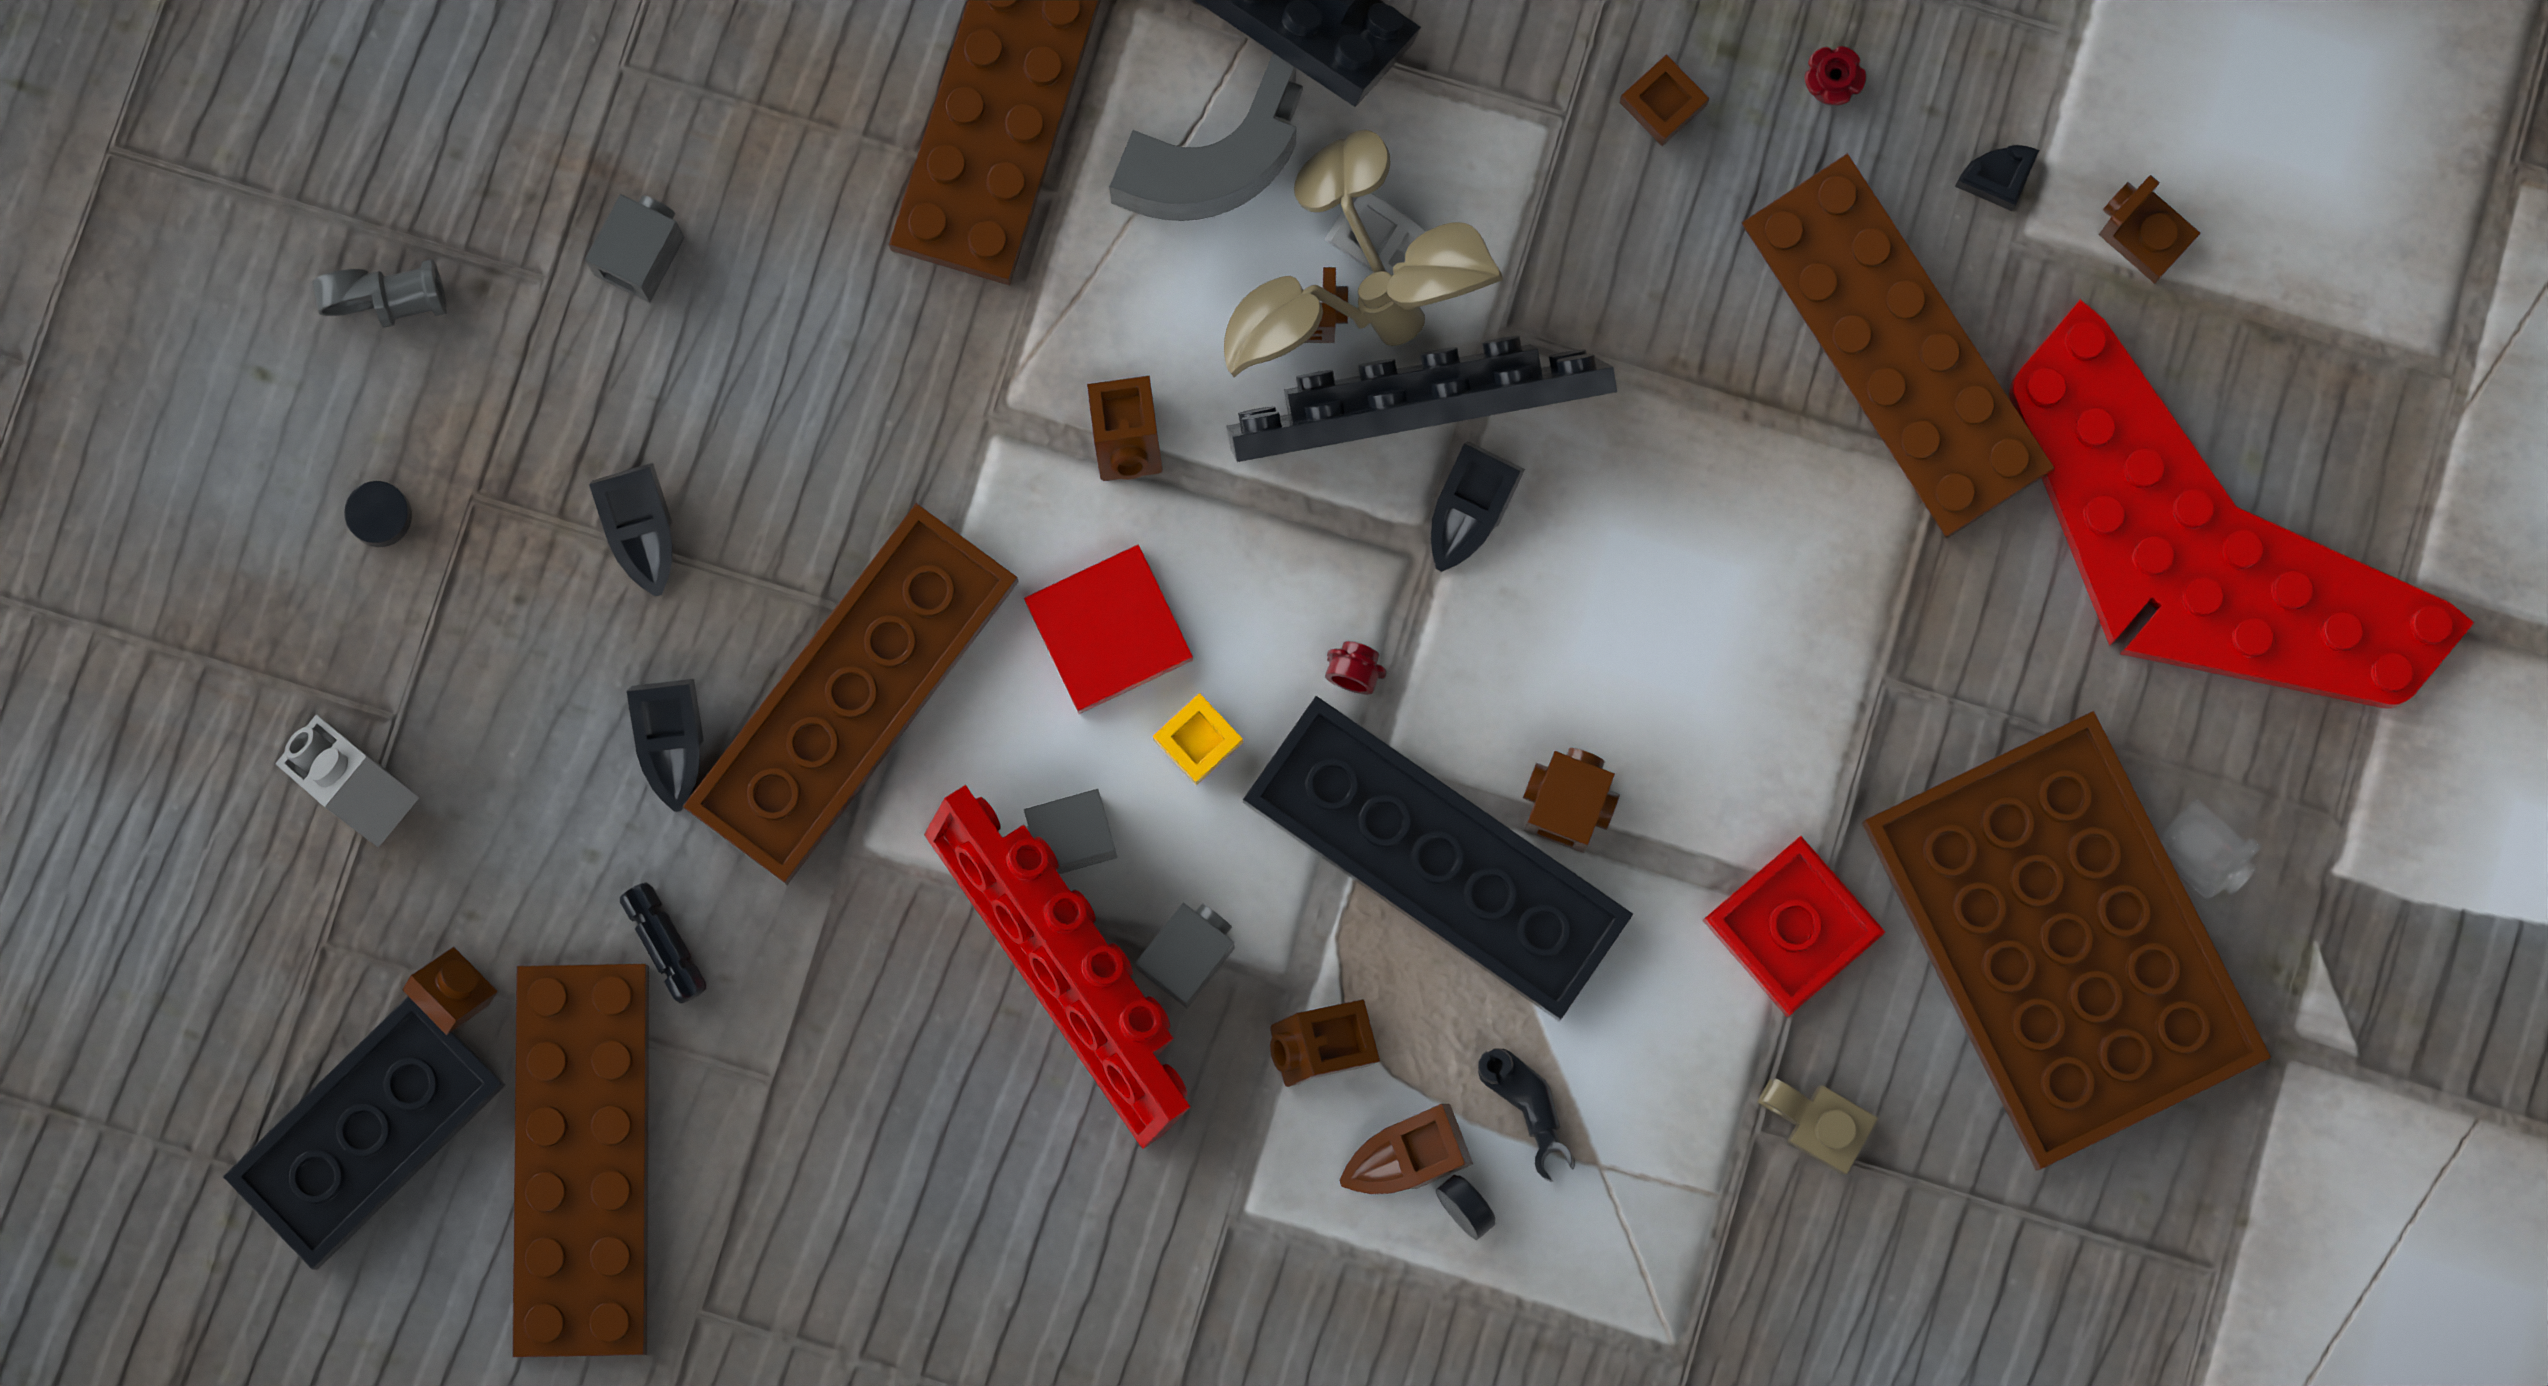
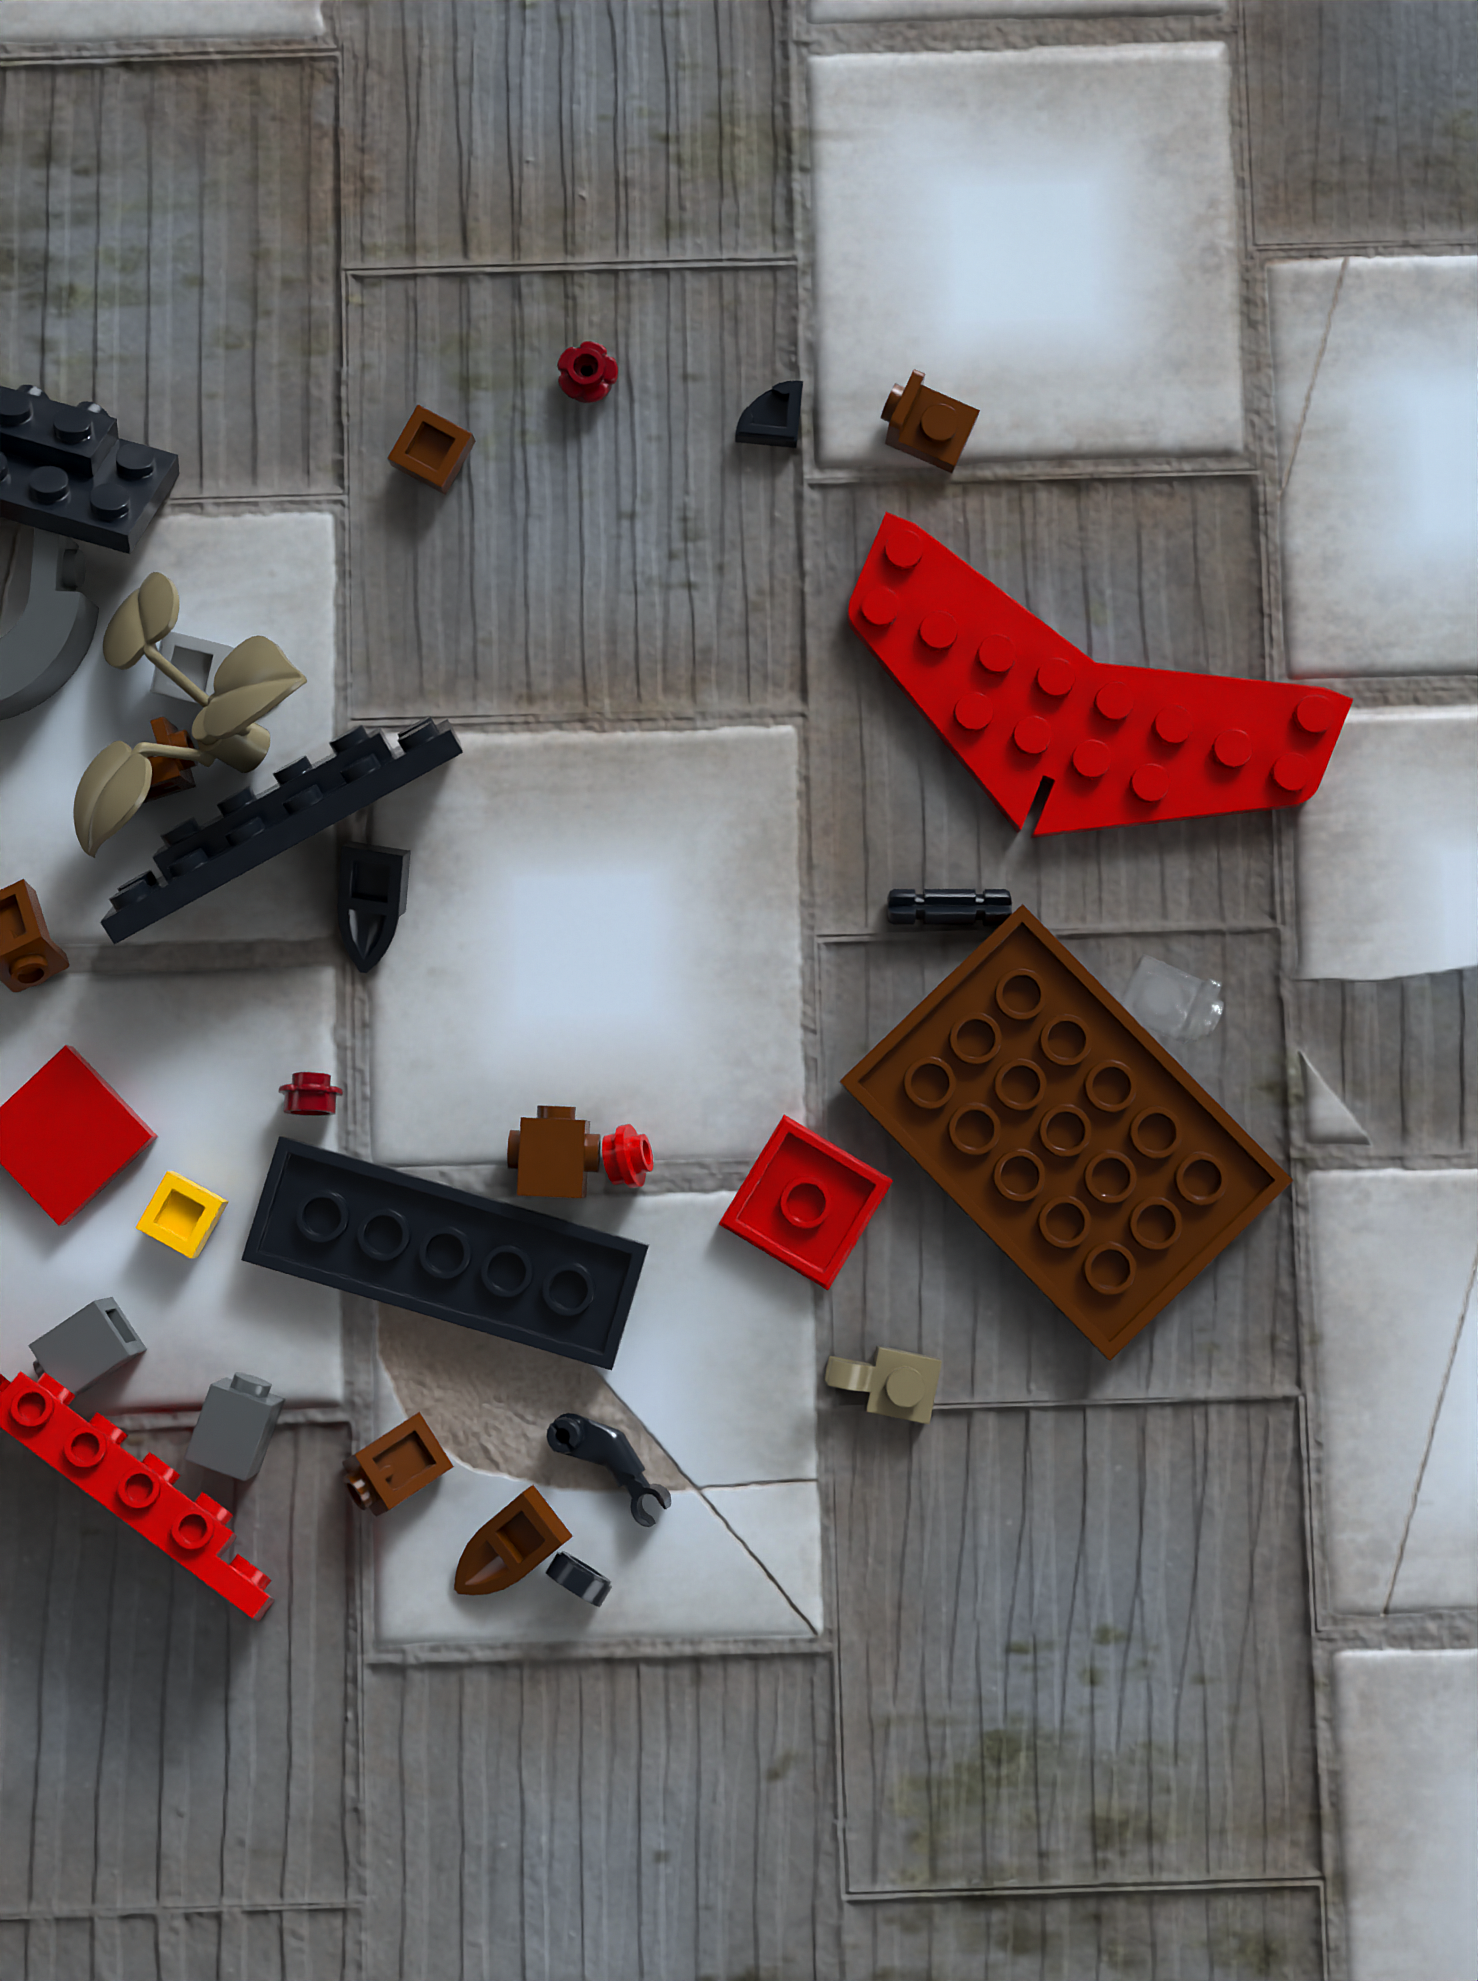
camera: 15 degrees left, 5 degrees up
(1639, 825) = (627, 1156): none -> red plate
(1897, 346) = (727, 613): reddish brown plate -> none
(2020, 691) = (948, 906): none -> black axle

